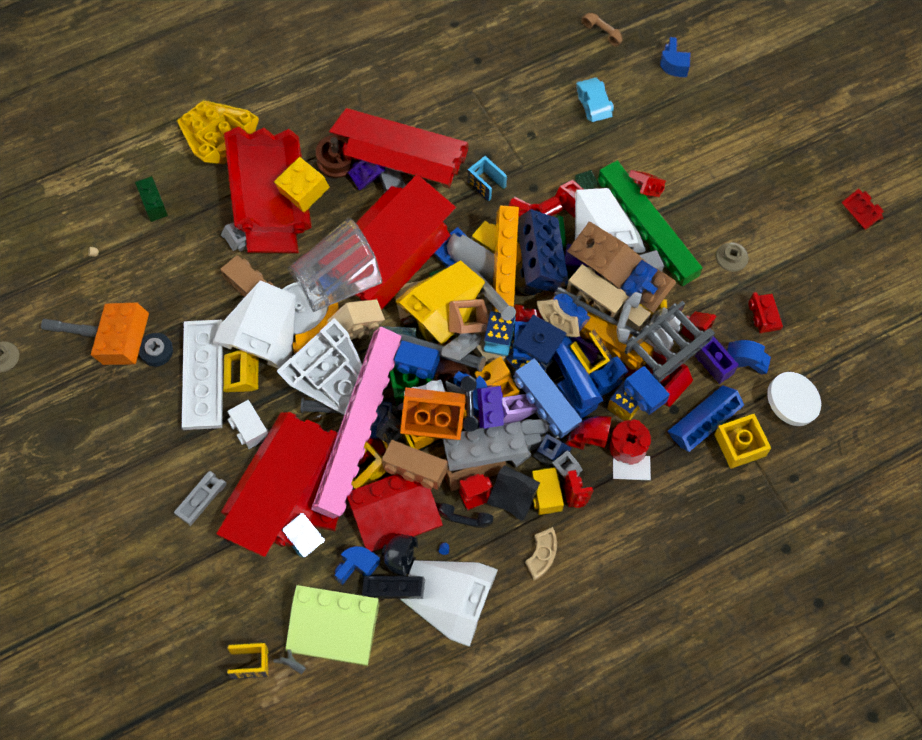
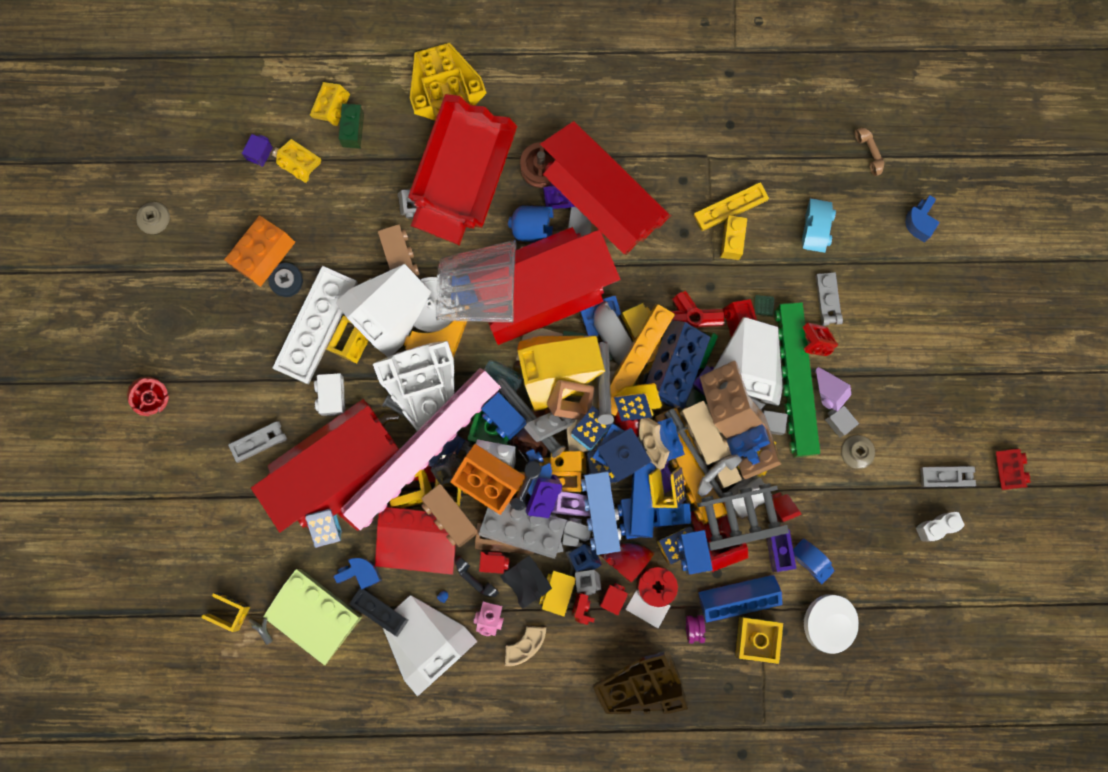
camera: 25 degrees right, 15 degrees up
(58, 326) = (213, 213): dark grey piece -> none
(74, 255) = (257, 149): none -> dark purple brick
(75, 504) = (147, 396): none -> red cylinder
(115, 248) = (297, 160): none -> yellow bracket
(121, 190) = (329, 103): none -> yellow bracket
(301, 184) = (492, 182): yellow brick -> none
(352, 202) = (531, 223): none -> blue cylinder
(359, 318) = (472, 348): tan brick -> none
(399, 554) = (399, 585): black cylinder -> none
(492, 171) = (675, 243): medium azure piece -> none
(497, 542) = (488, 619): none -> bright pink brick
(514, 118) = (731, 206): none -> yellow plate
(527, 288) = (637, 401): none -> piece
(531, 139) = (733, 237): none -> yellow brick
(598, 472) = (614, 598): none -> red brick
(636, 151) = (828, 298): none -> light grey plate
(666, 529) = (643, 686): none -> dark brown wedge
(681, 214) = (832, 390): none -> lavender slope
(683, 460) = (695, 629): none -> magenta wheel
(703, 237) = (841, 421): none -> light grey brick
(765, 313) = (855, 524): red bracket -> none
(815, 239) = (947, 477): none -> light grey plate
(834, 279) = (940, 526): none -> white brick

